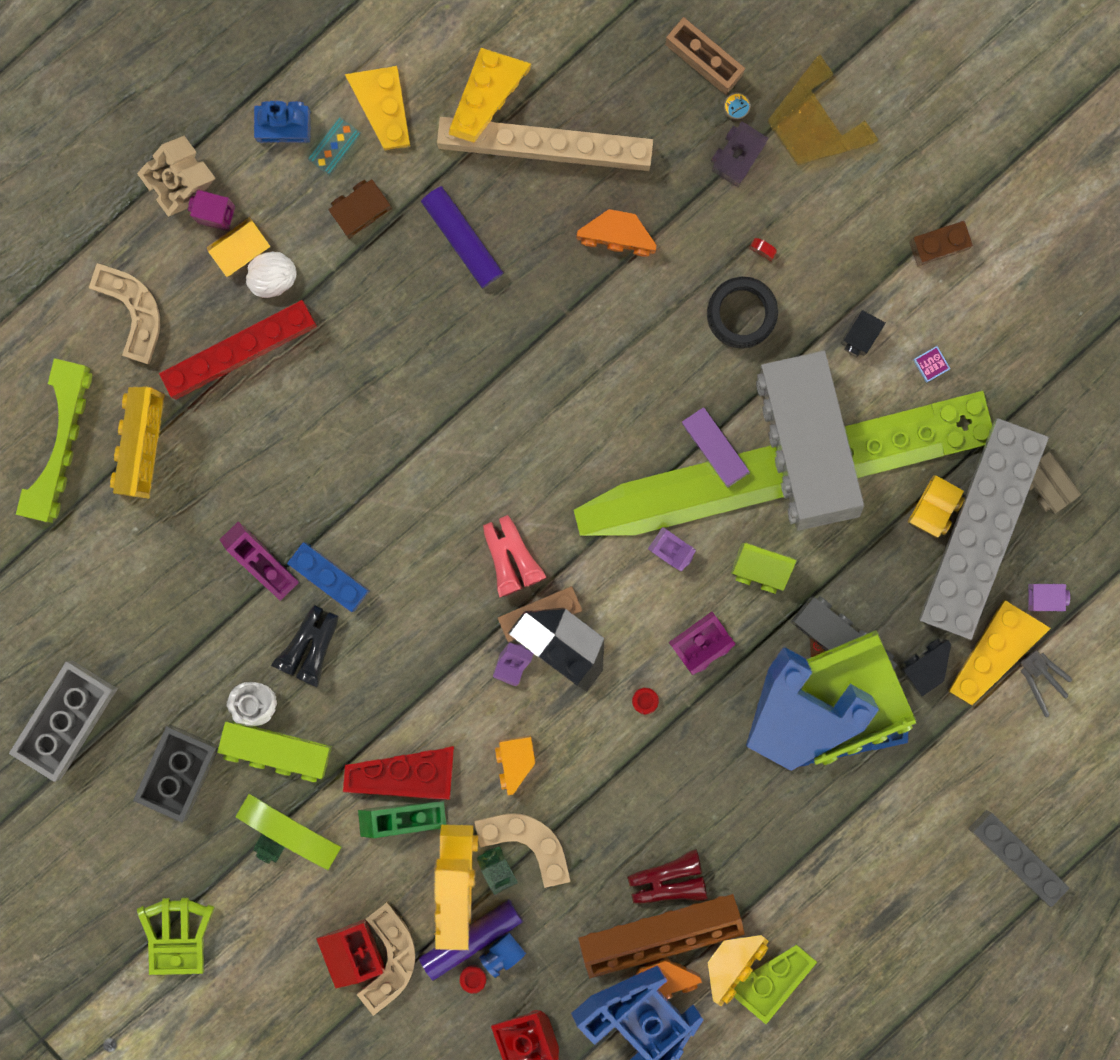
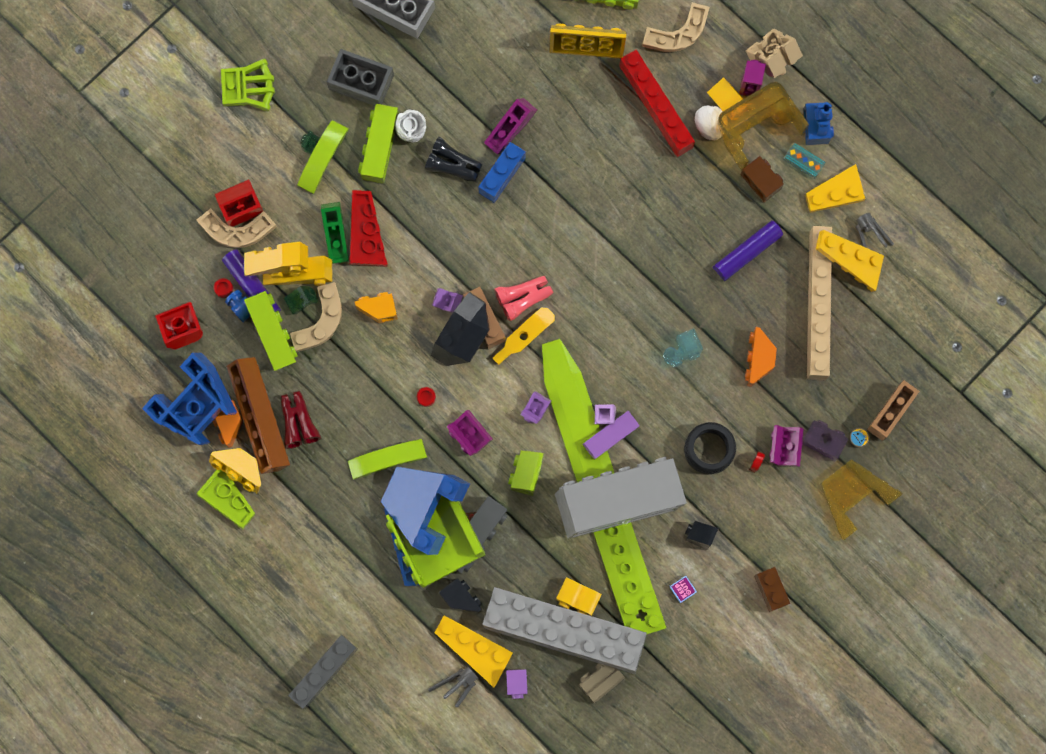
camera: 85 degrees right, 10 degrees down
(248, 187) = (765, 103): none -> clear yellow windscreen
(433, 63) = (867, 224): none -> dark grey plant
(542, 915) = (270, 330): none -> lime brick
(555, 547) = (531, 327): none -> yellow piece
(598, 331) = (689, 347): none -> clear light blue brick
(686, 454) = (605, 414): none -> lavender slope
(729, 758) = (387, 458): none -> lime slope
(744, 207) = (786, 446): none -> magenta bracket

